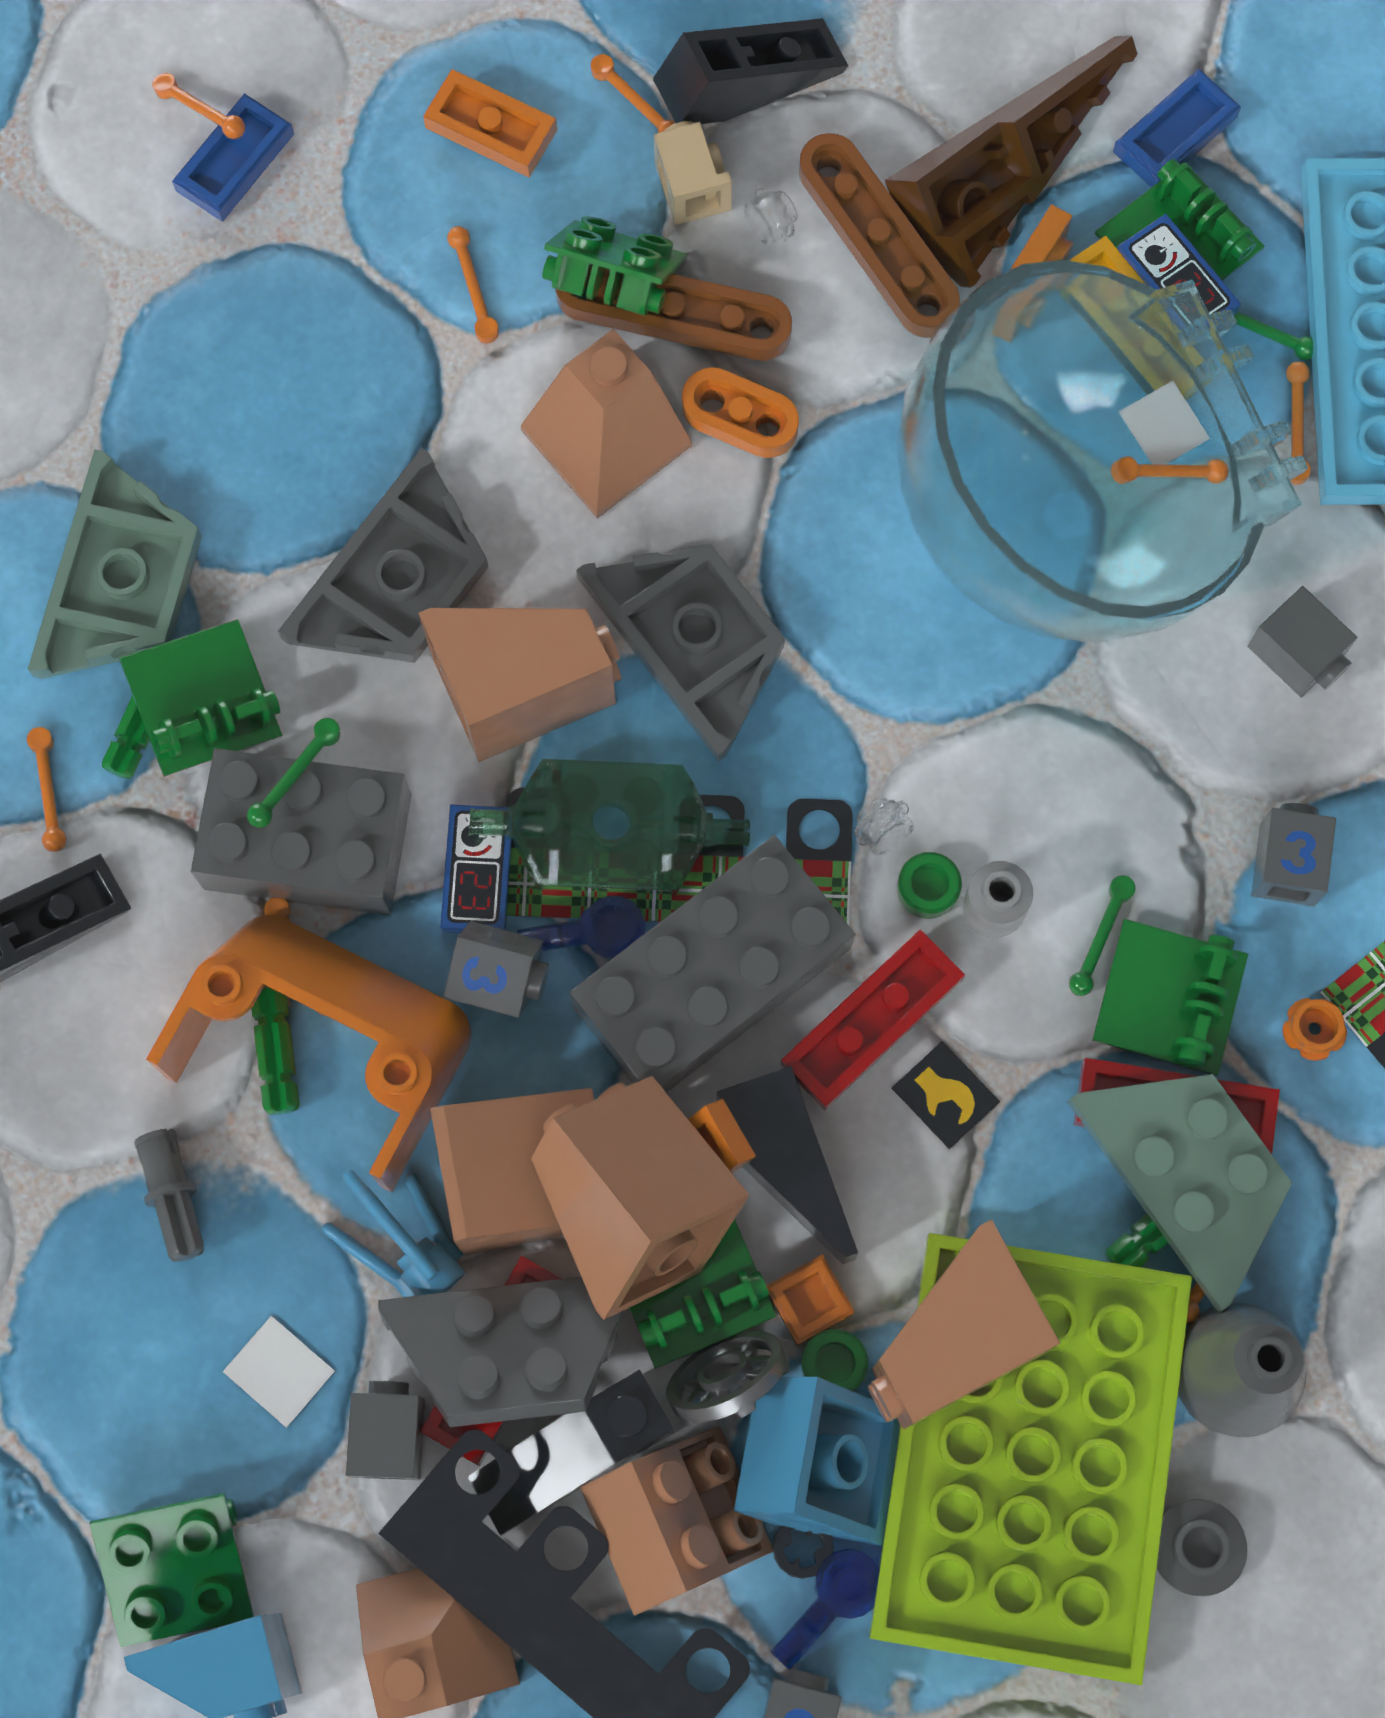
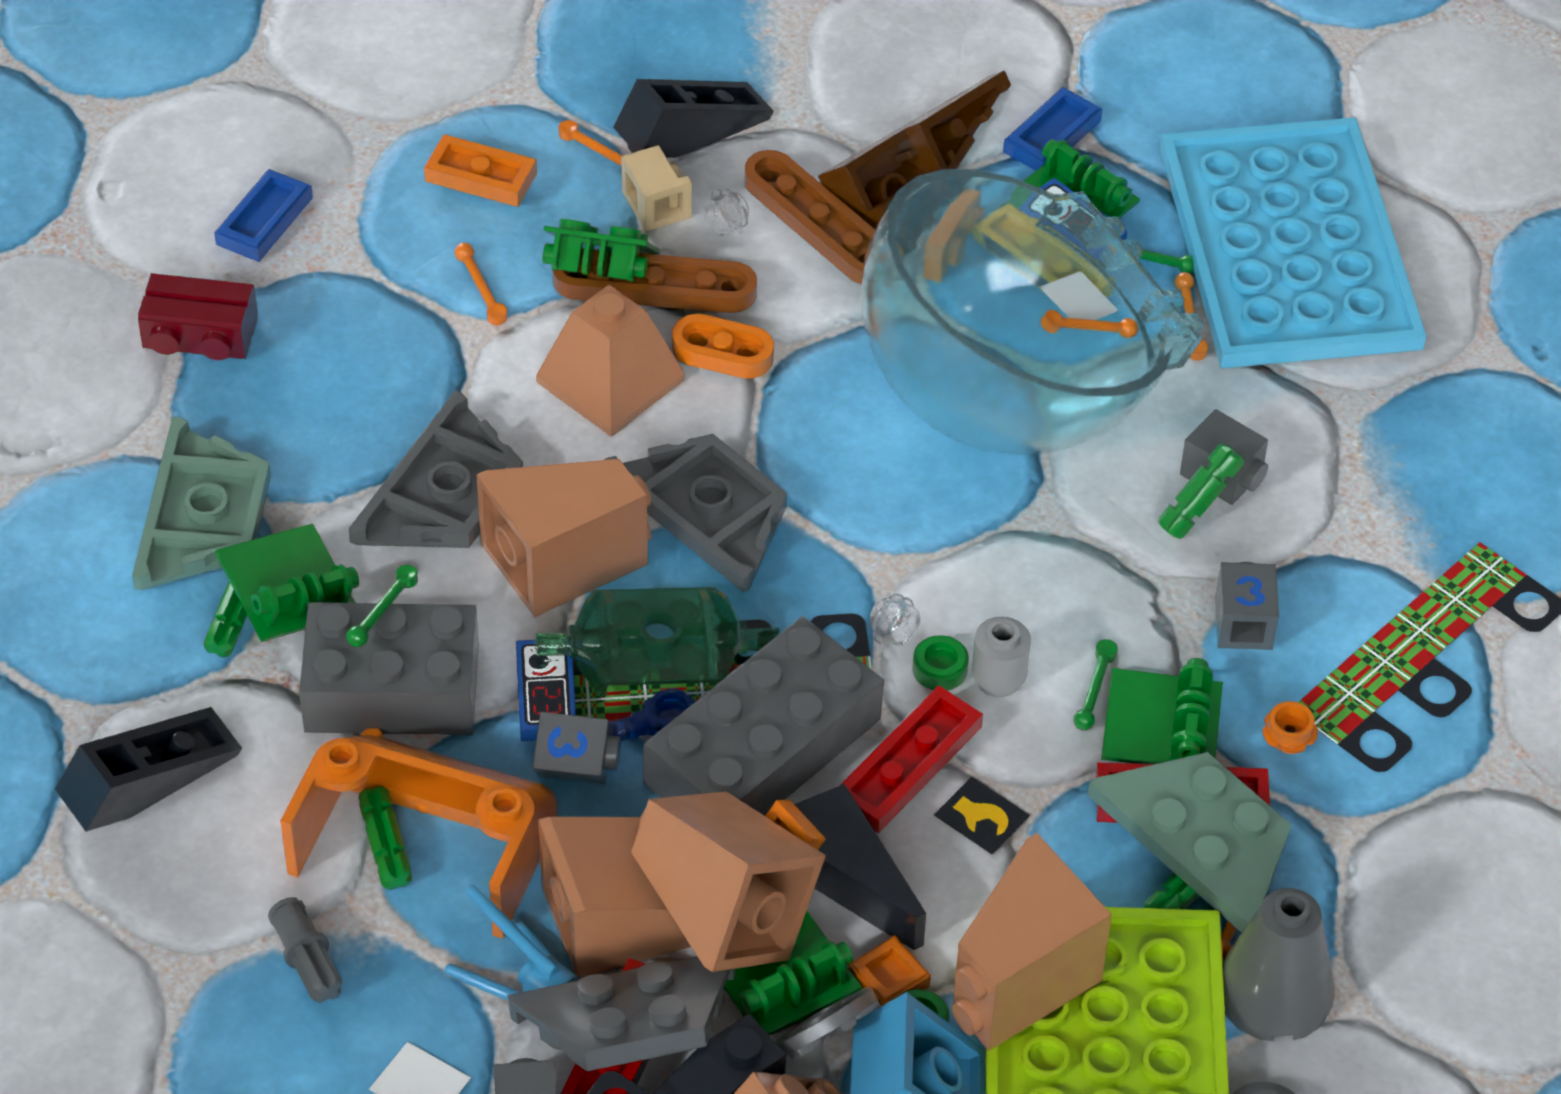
camera: 10 degrees left, 25 degrees down
(41, 742) = (146, 638): orange hinge -> none
(138, 307) = (198, 316): none -> dark red brick
(167, 87) = (262, 187): orange hinge -> none
(1267, 695) = (1201, 491): none -> green axle

